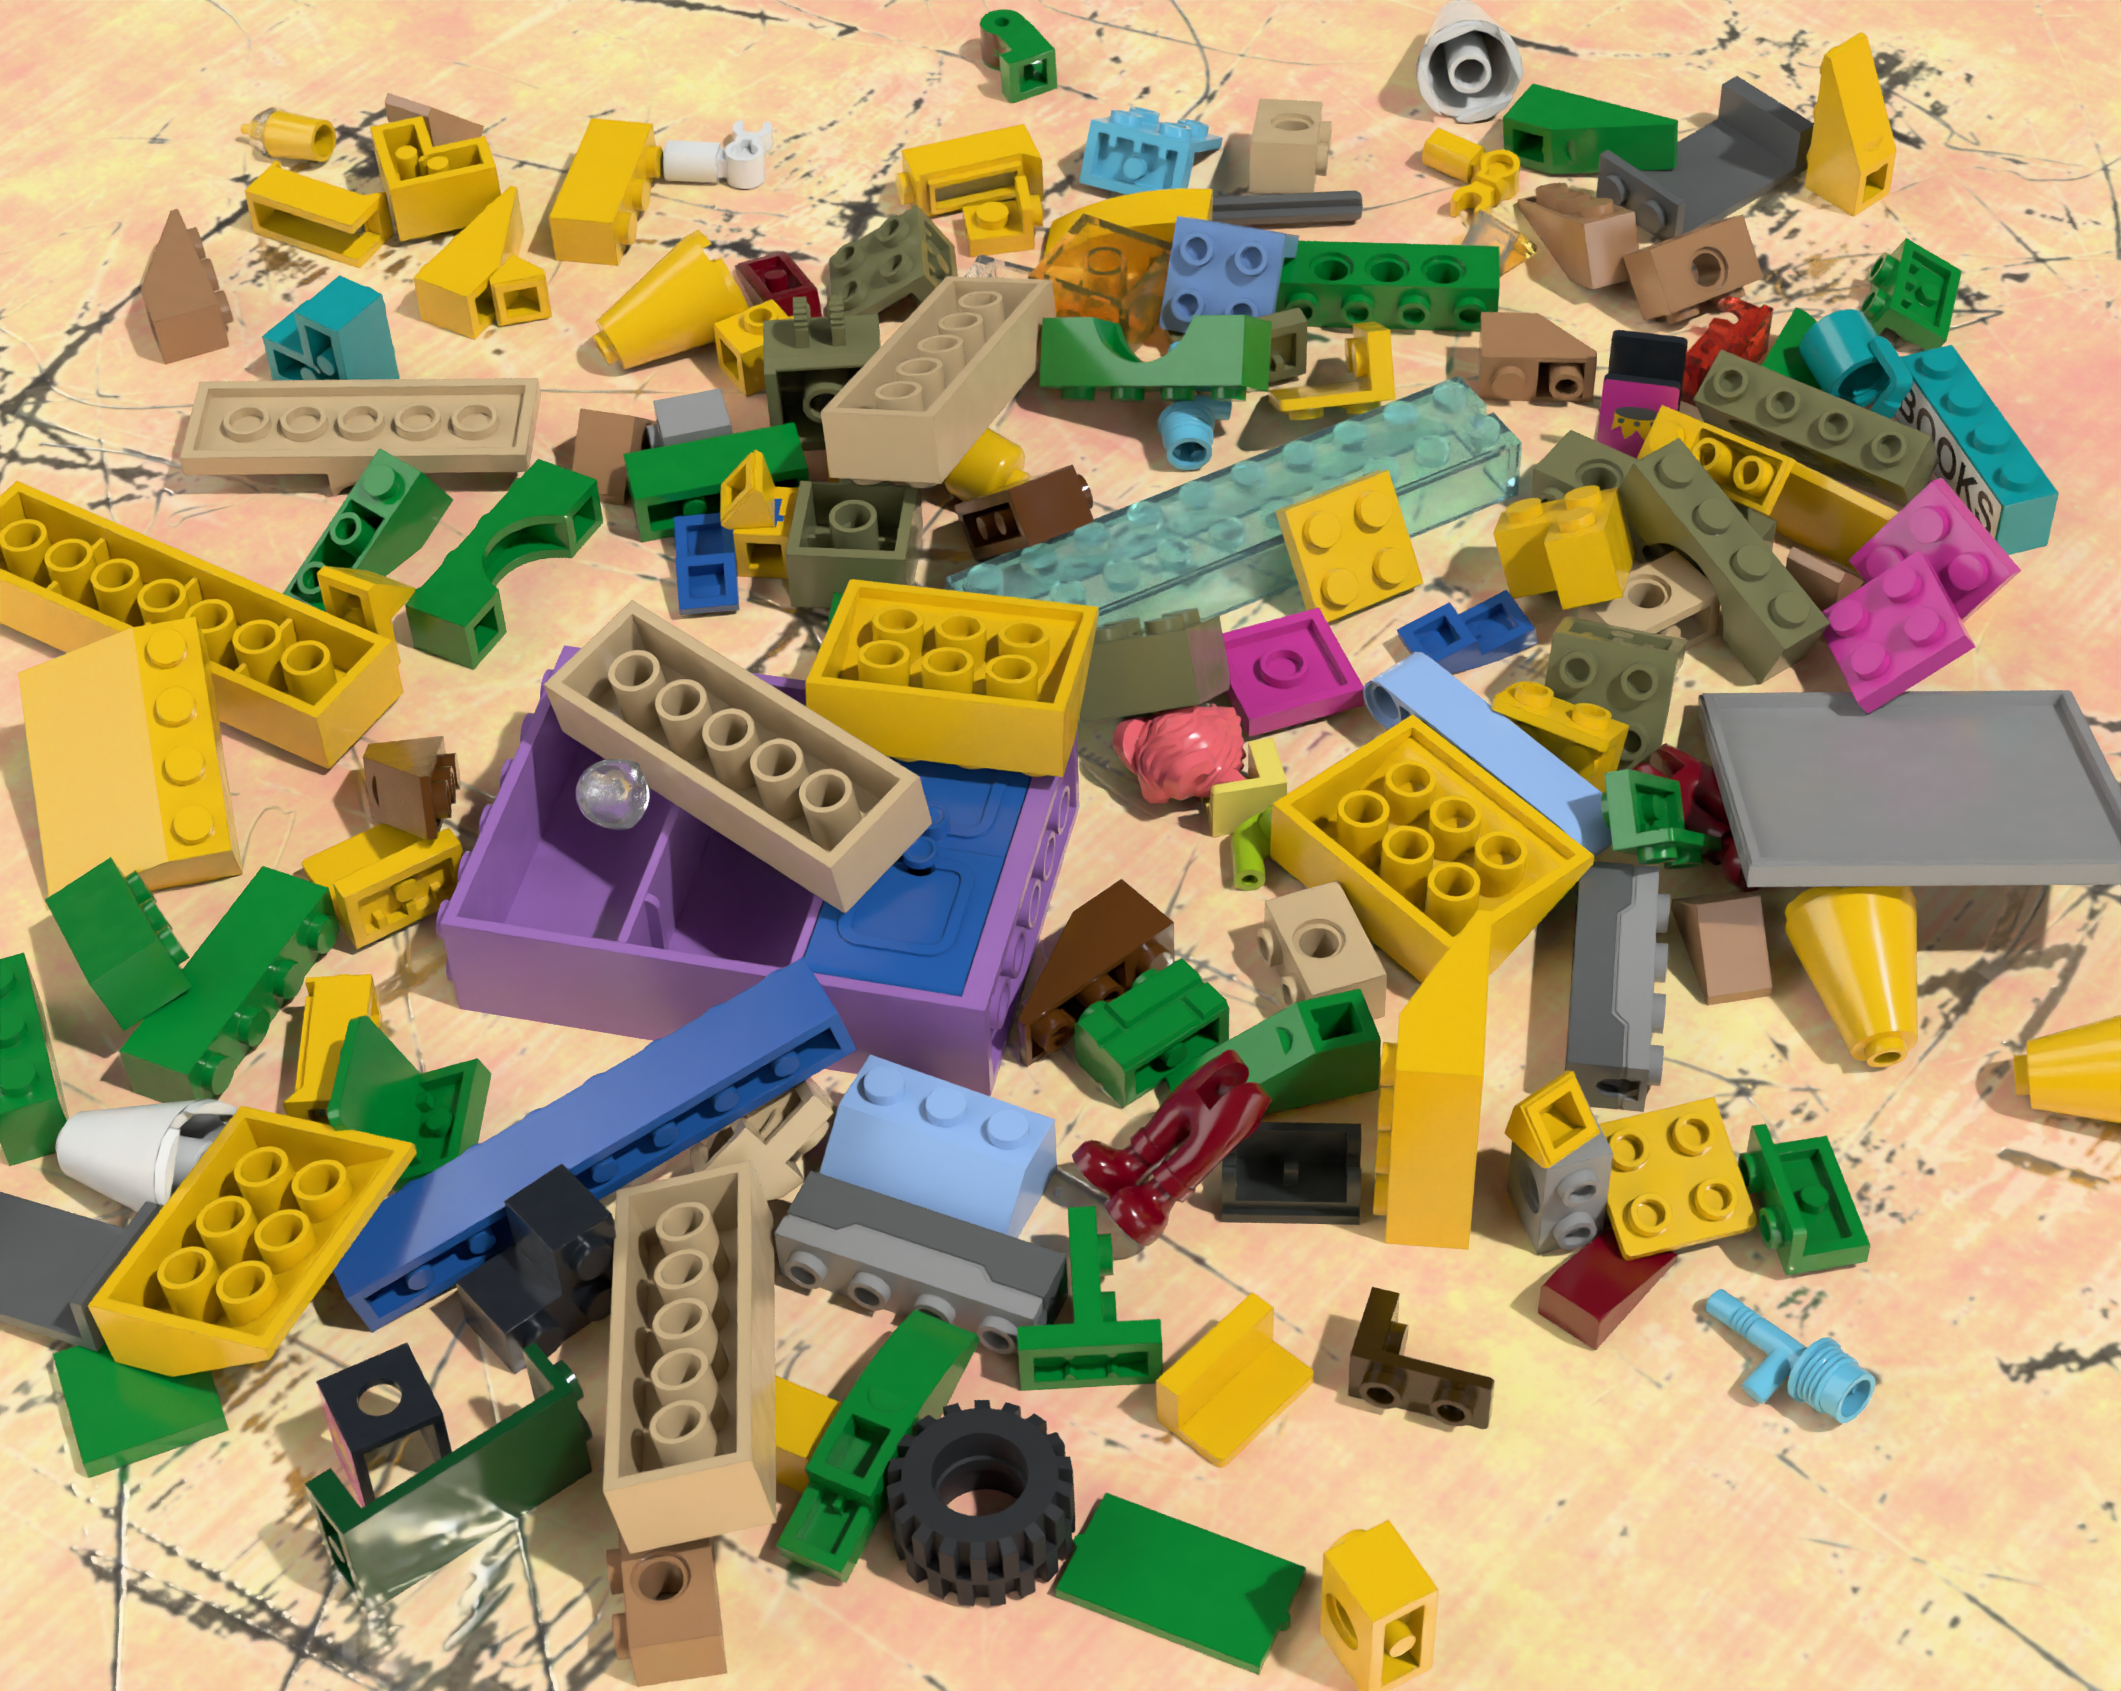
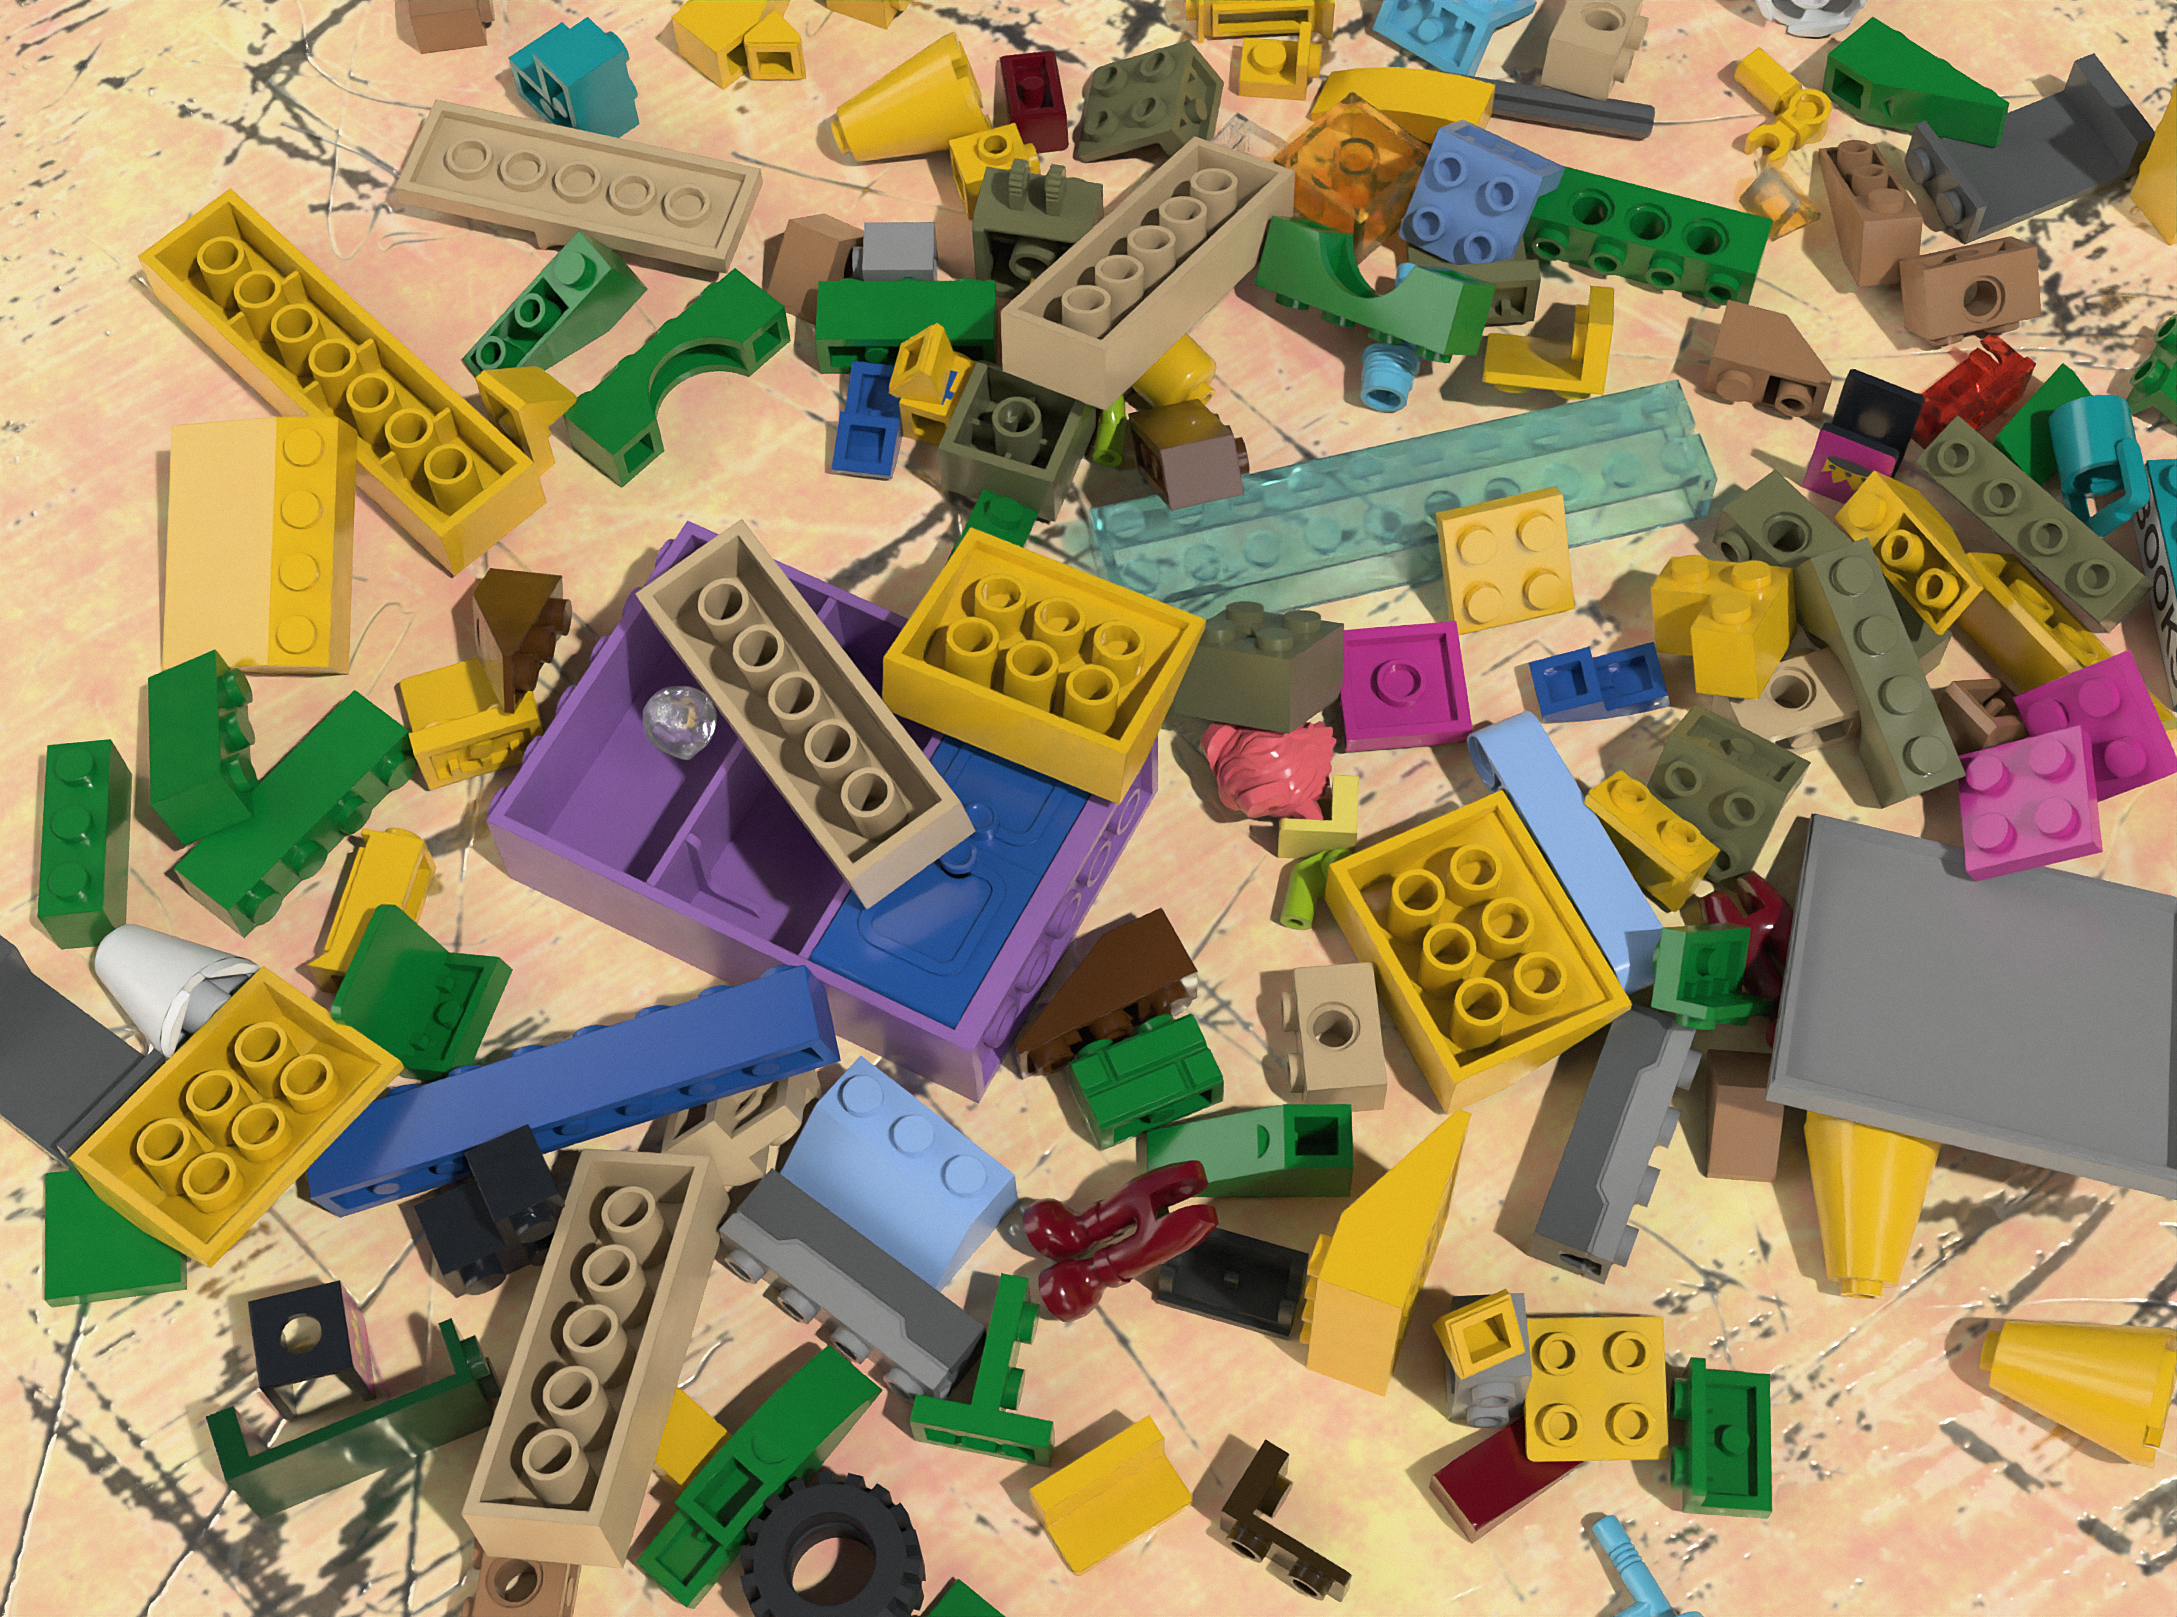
camera: 15 degrees right, 15 degrees up
(938, 525) = (1111, 434): none -> lime arm

